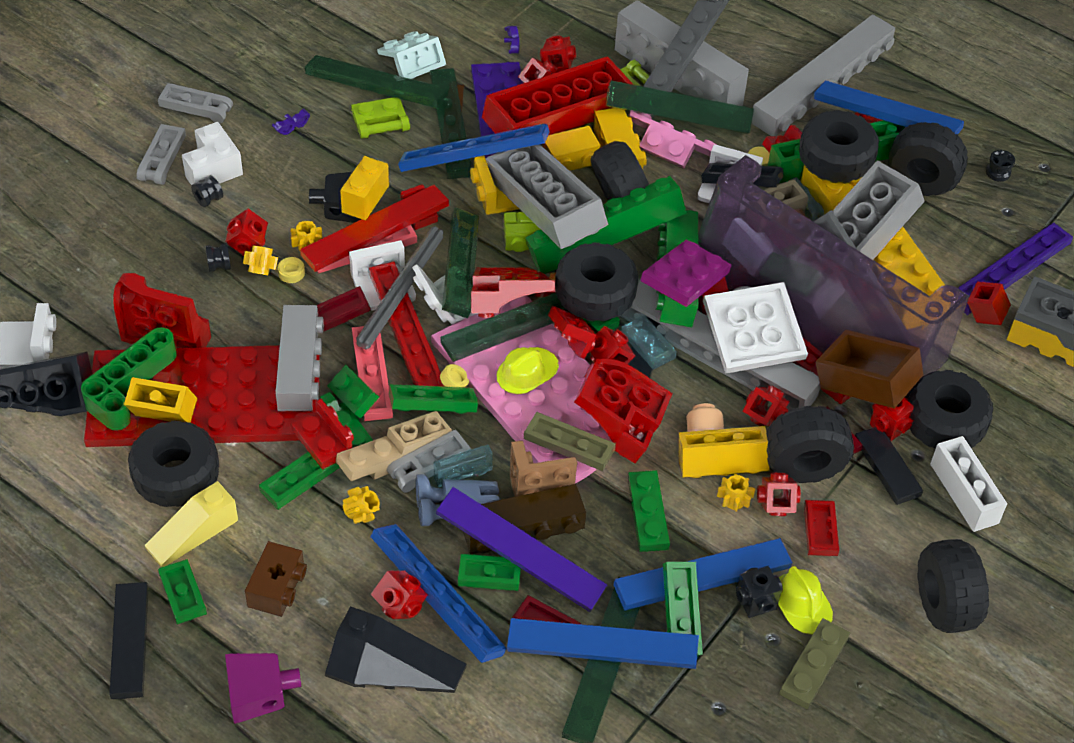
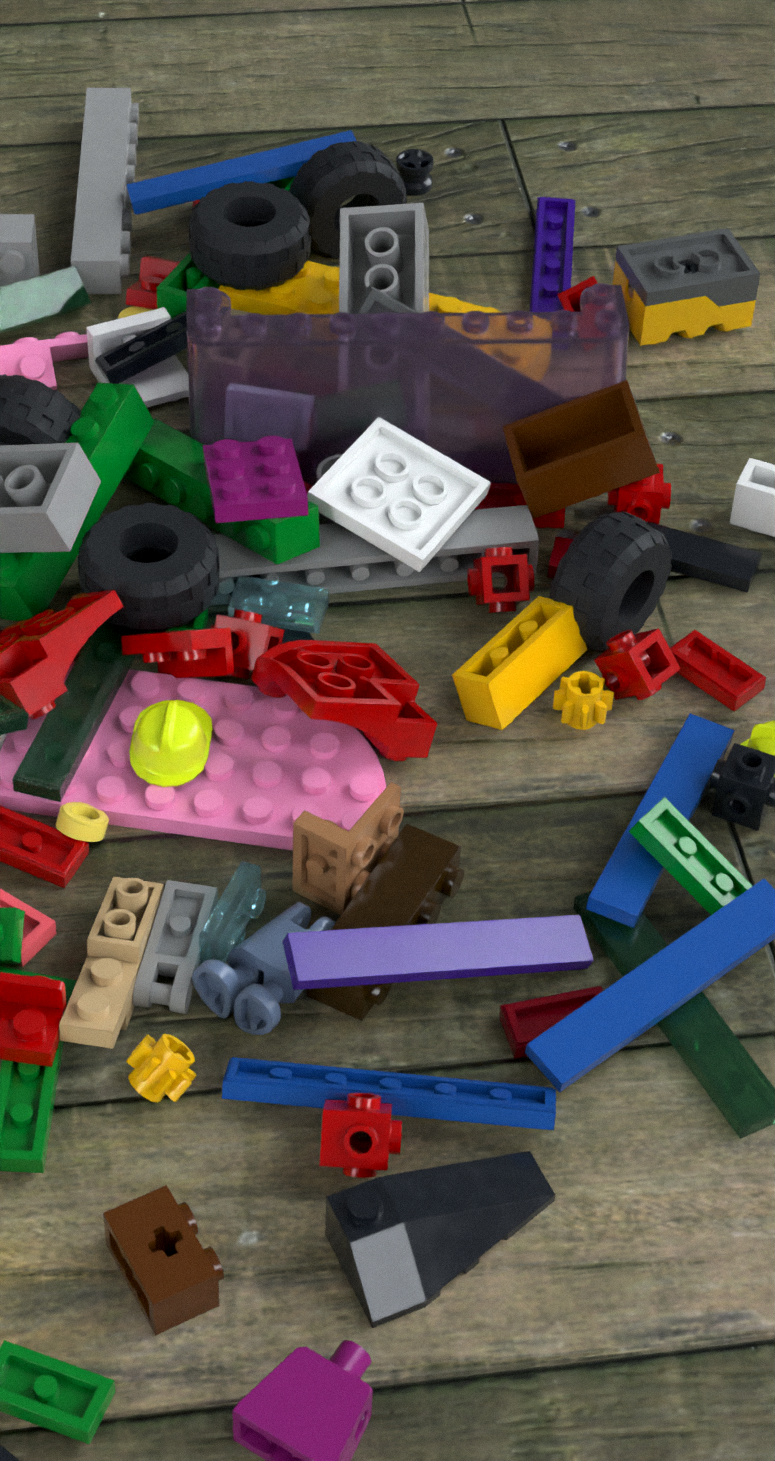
camera: 45 degrees left, 5 degrees down
(433, 398) = (90, 865): green plate -> none
(488, 572) = (422, 1018): green plate -> none
(569, 441) = (335, 781): olive plate -> none
(648, 511) = (508, 799): green plate -> none
(704, 417) = (450, 646): light nougat head -> none
(956, 393) = (698, 445): black tyre -> none

